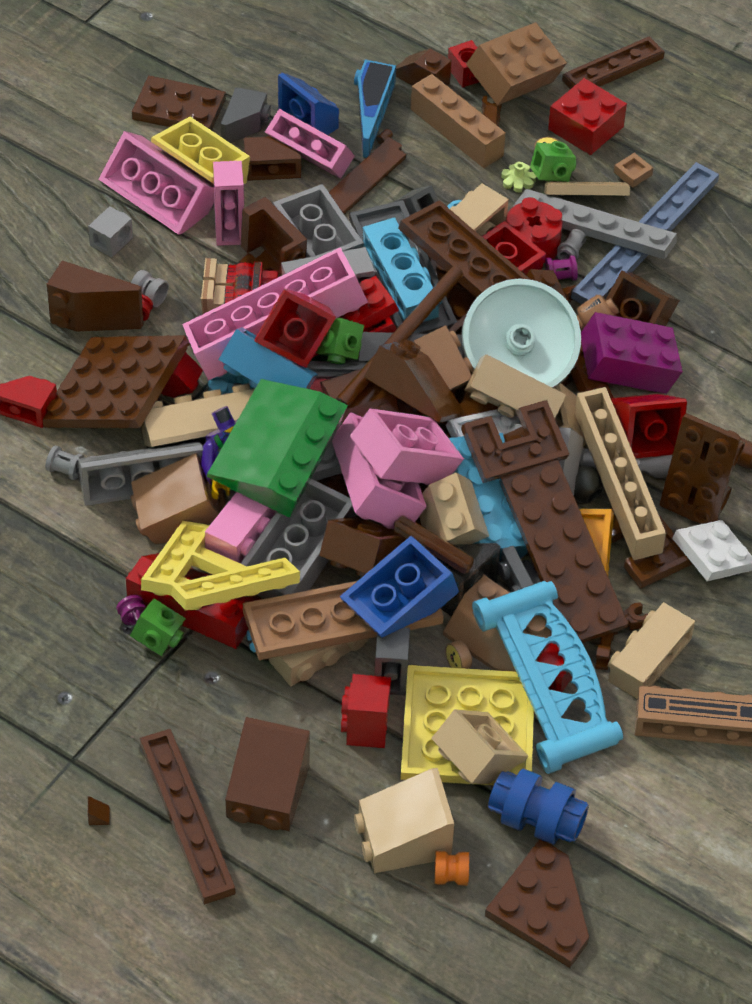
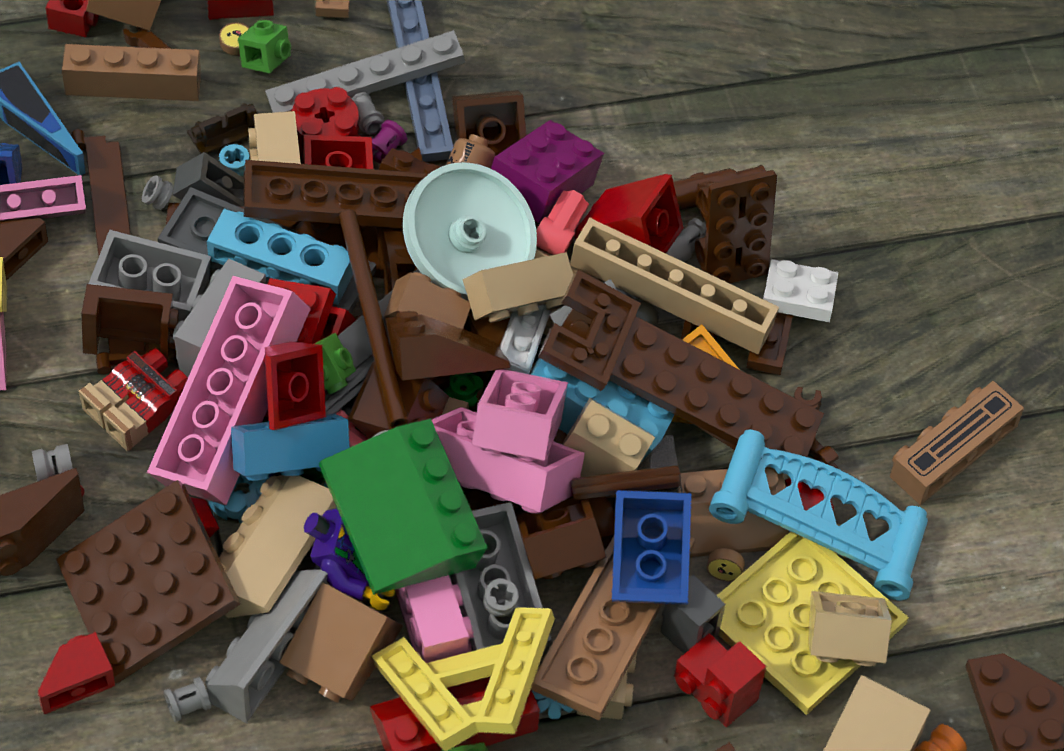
camera: 50 degrees left, 5 degrees up
(228, 201) = (43, 318): bright pink brick -> none
(287, 536) = (490, 601): none -> light grey bush
(389, 194) = (157, 192): none -> light grey bush
(423, 64) = (39, 45): reddish brown slope -> none
(461, 184) = (223, 130): none -> dark brown hinge
(515, 572) = (699, 453): dark grey bracket -> none
(518, 176) = (241, 85): yellowish green plant -> none
(552, 811) = (960, 629): blue piece -> none
(581, 381) = (557, 230): none -> coral piece
(586, 188) = (316, 49): tan tile -> none
(650, 649) = (857, 421): tan brick -> none

